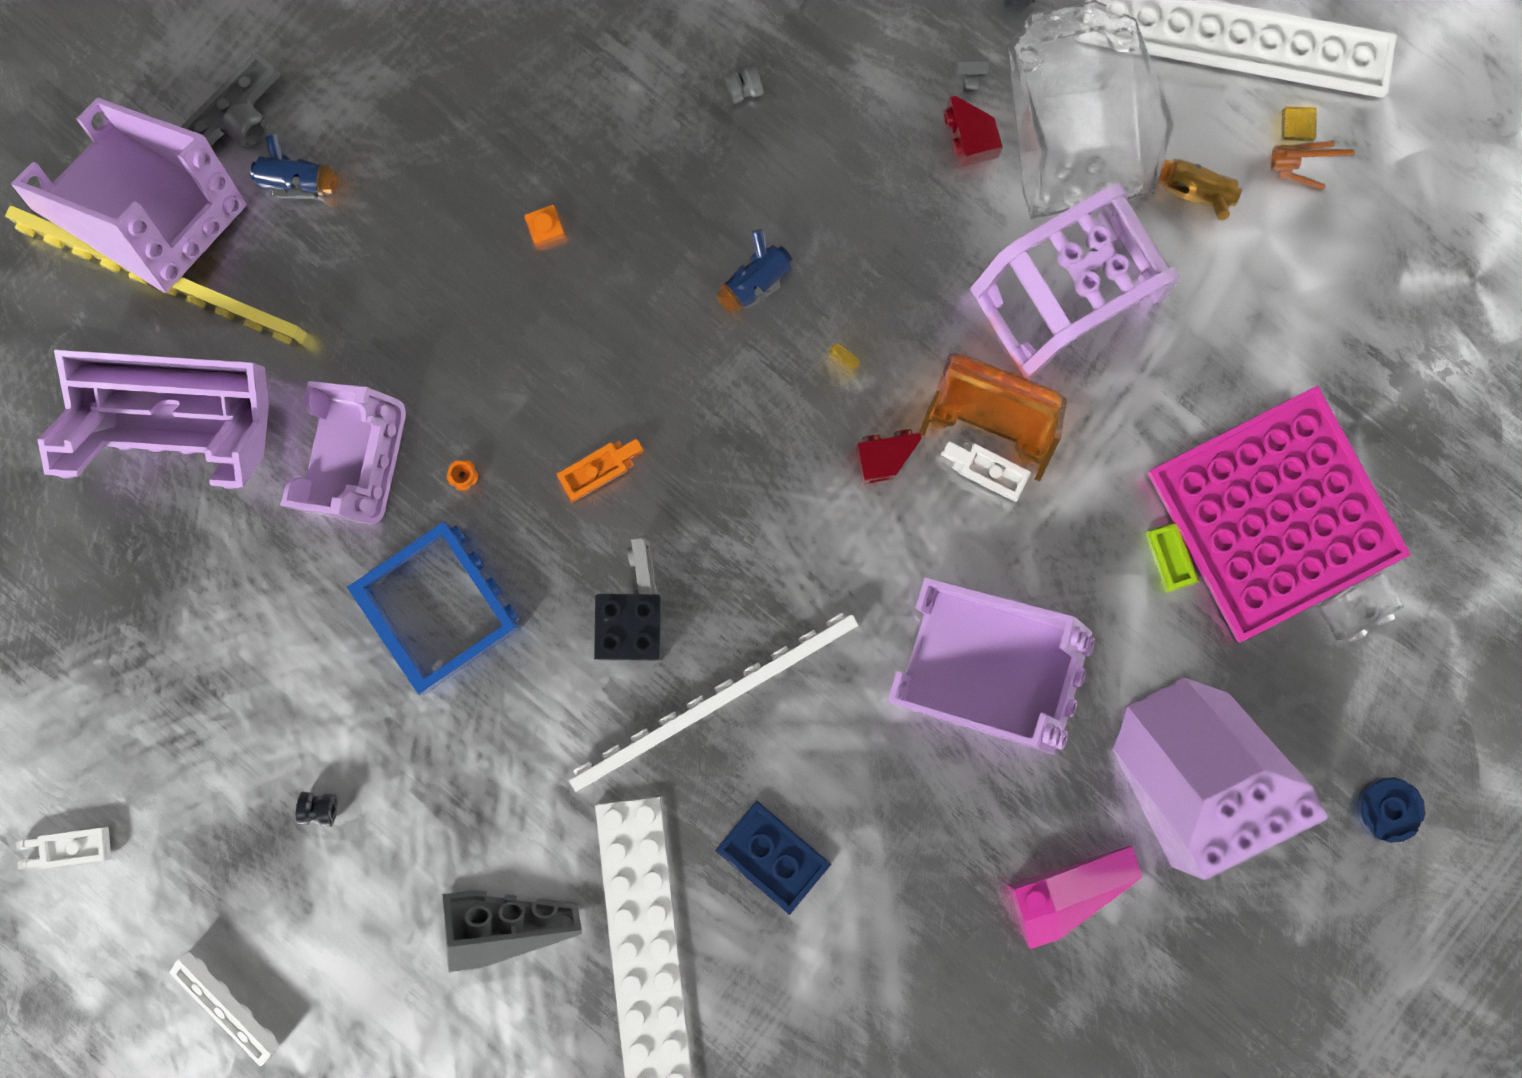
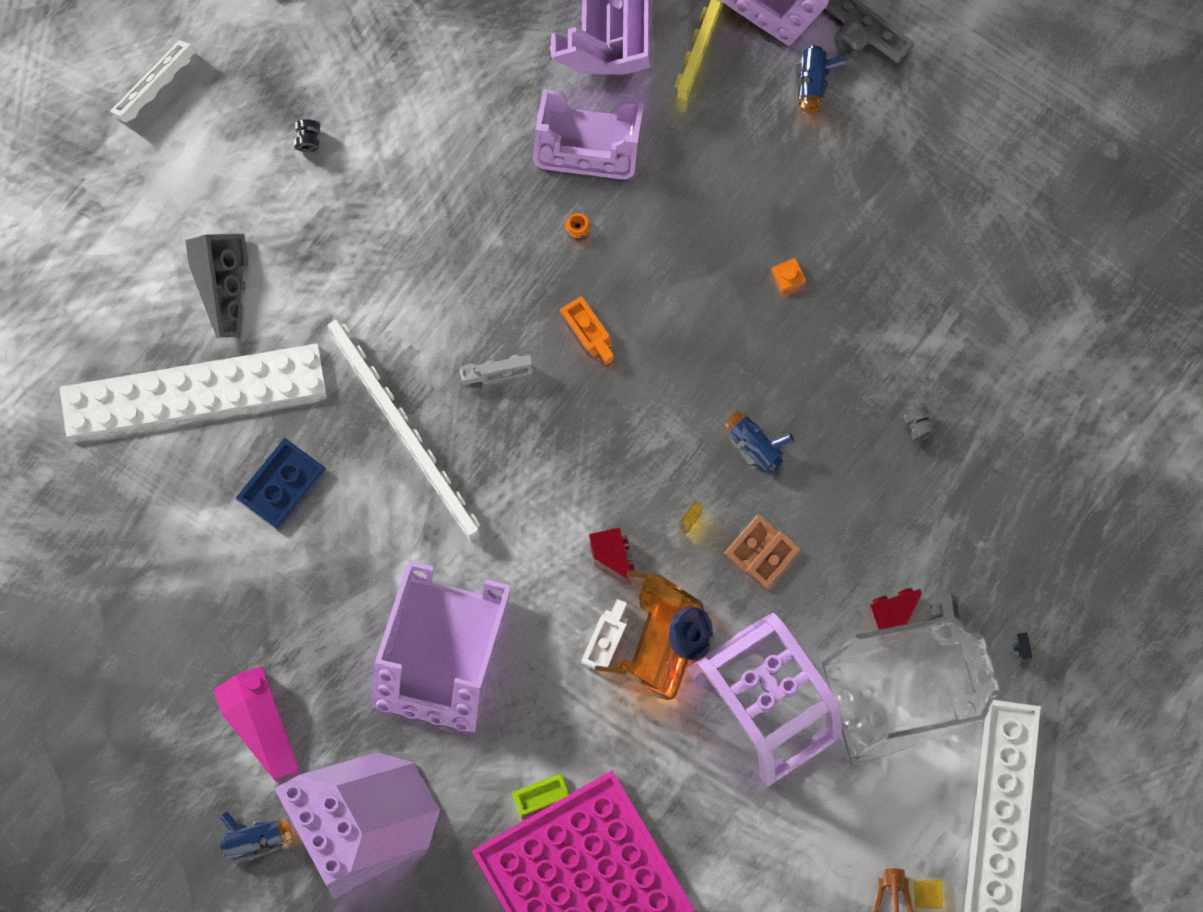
camera: 85 degrees right, 10 degrees down
(391, 637) = (445, 180): blue window -> none
(627, 627) = (458, 356): black bracket -> none
(888, 281) = (761, 551): none -> nougat slope
(990, 368) = (690, 633): none -> dark blue tile
(1200, 185) = (864, 806): pearl gold piece -> none
(1221, 909) = (253, 840): none -> dark blue piece

